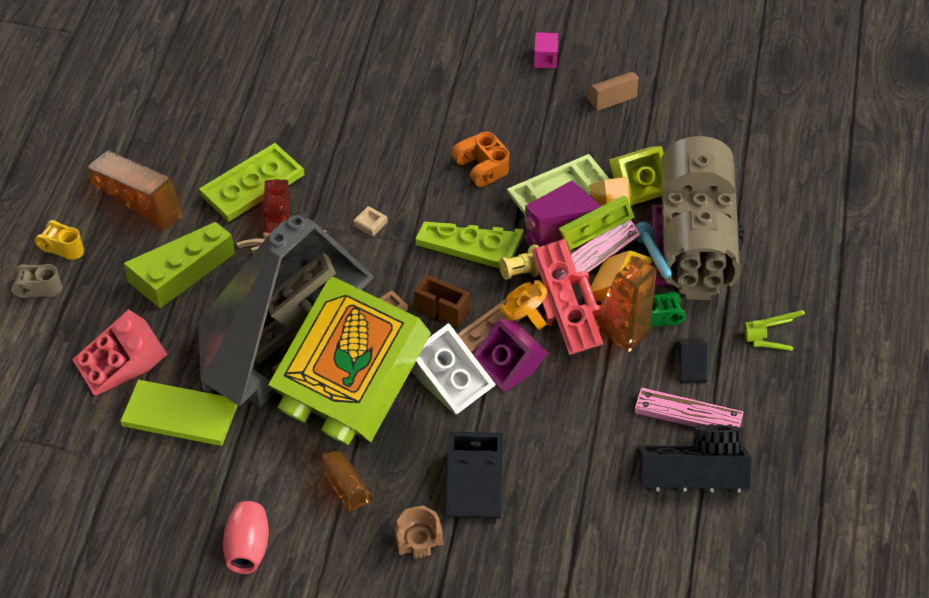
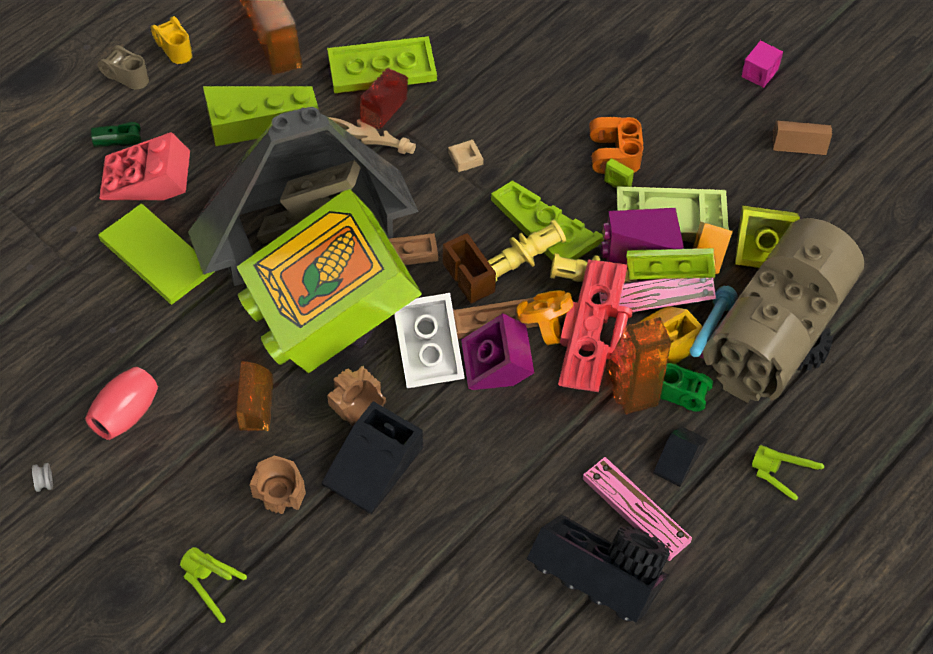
camera: 30 degrees right, 5 degrees up
(70, 338) = (116, 135): none -> dark green bar
(427, 437) = (354, 394): none -> medium nougat hair
(473, 266) = (527, 248): none -> light yellow piece
(500, 180) = (618, 174): none -> lime tile

